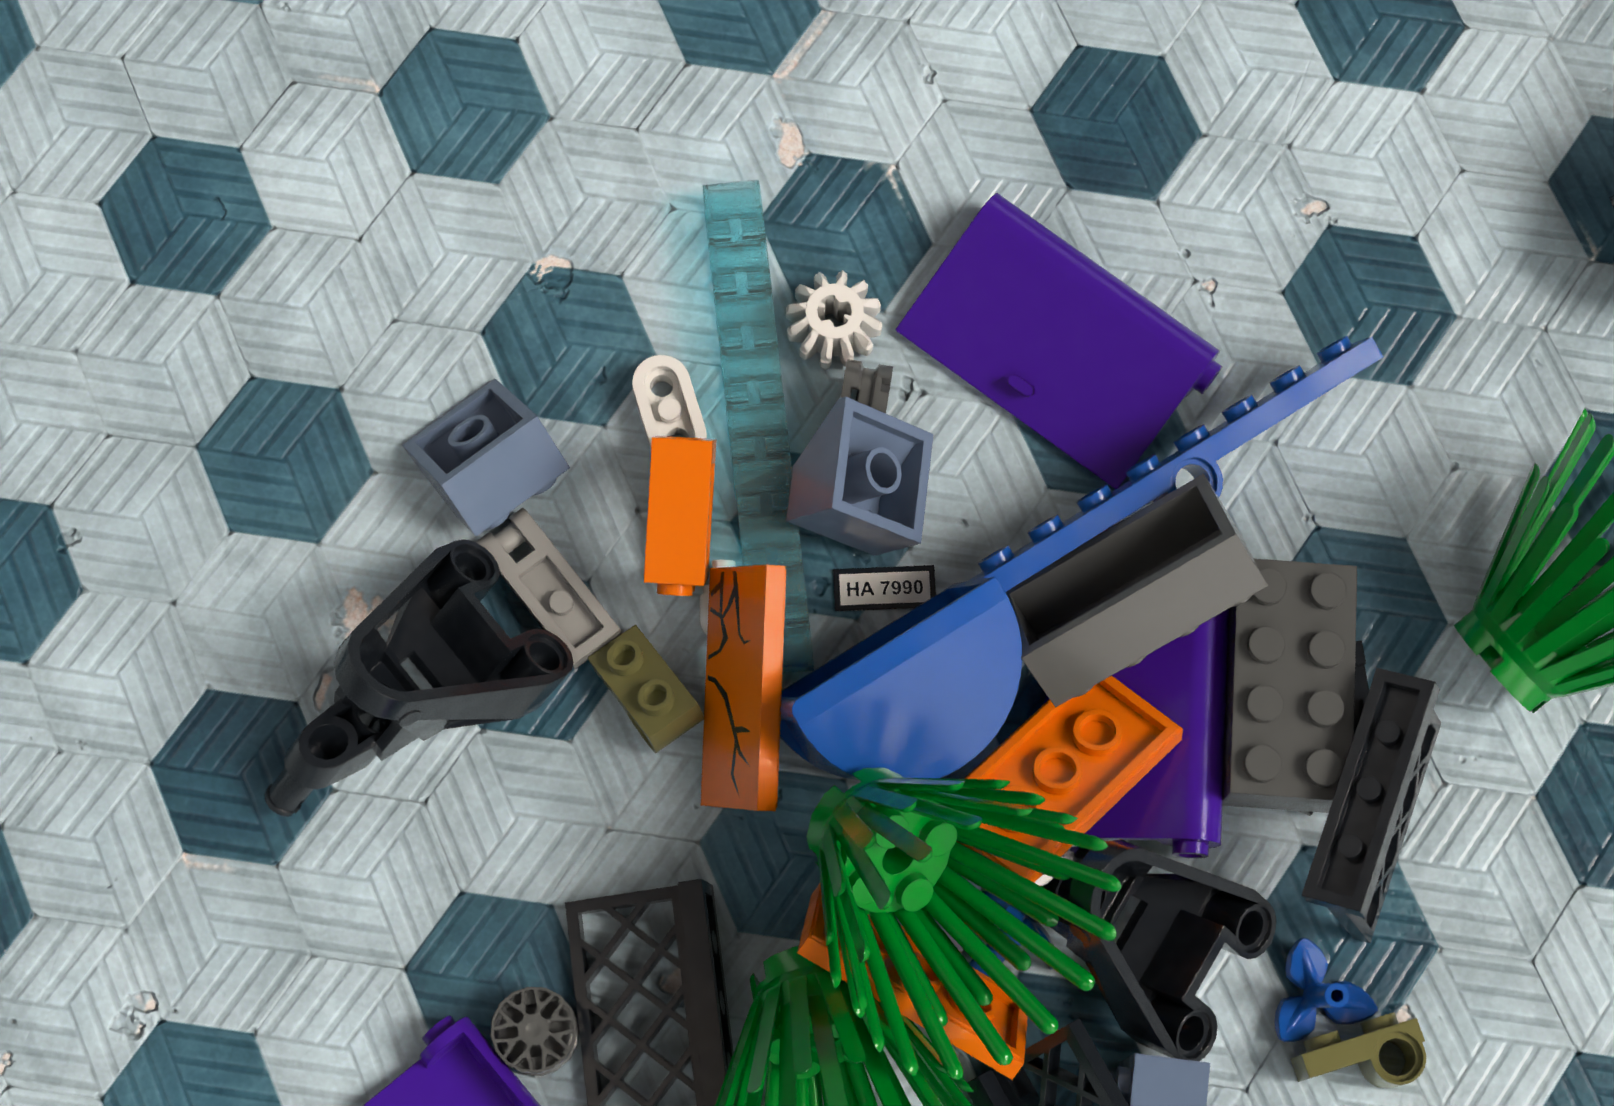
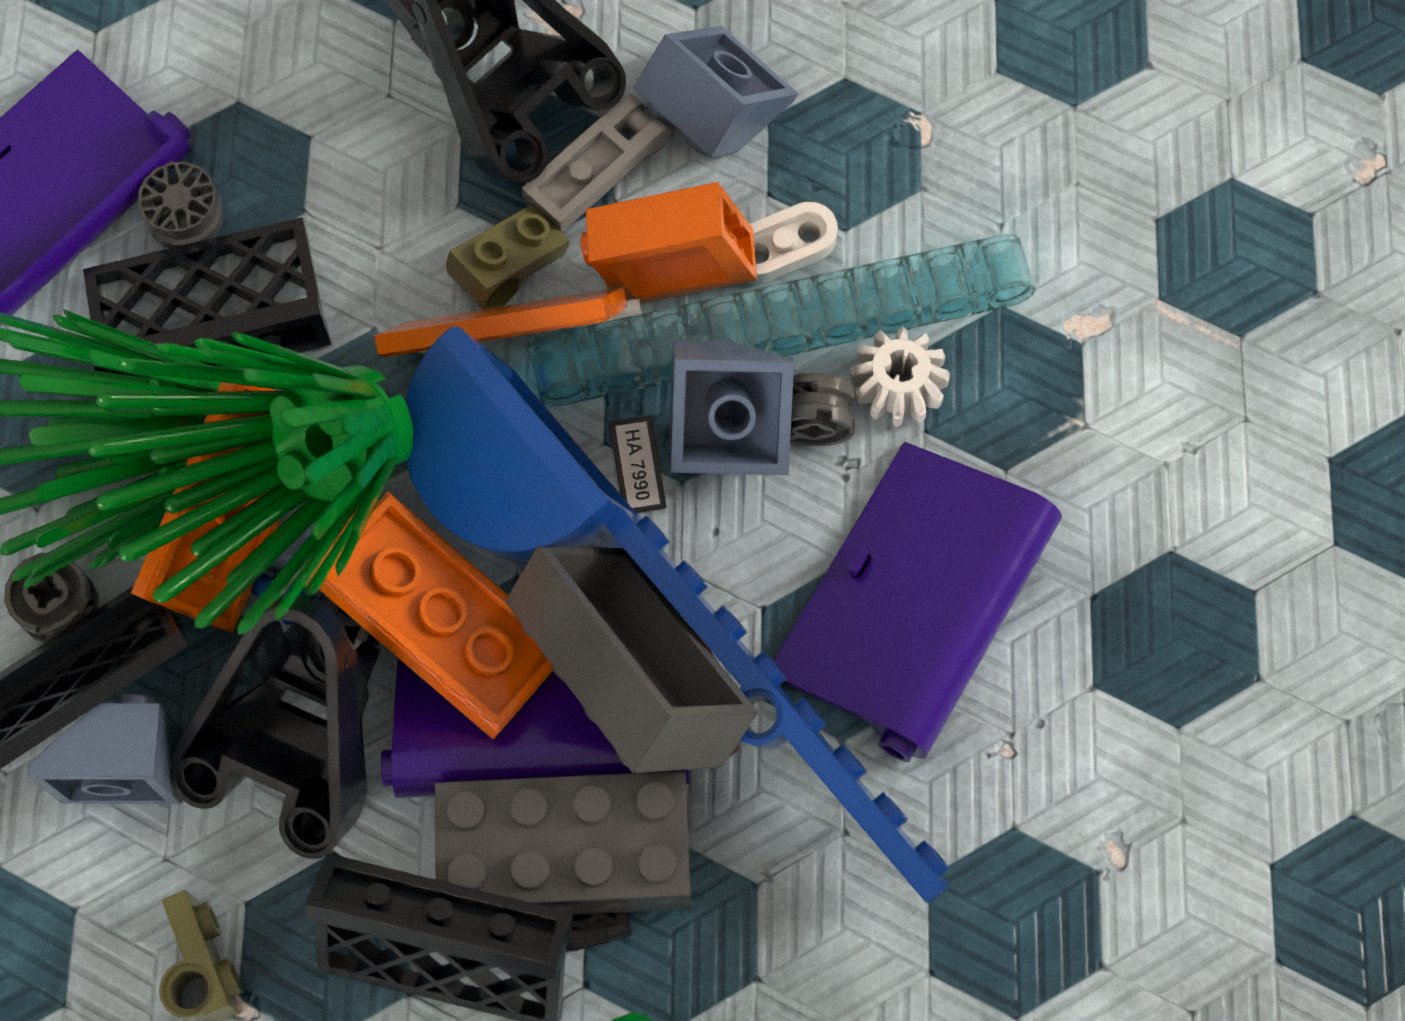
camera: 90 degrees right, 5 degrees down
(1341, 1001) = (240, 903): blue plant -> none

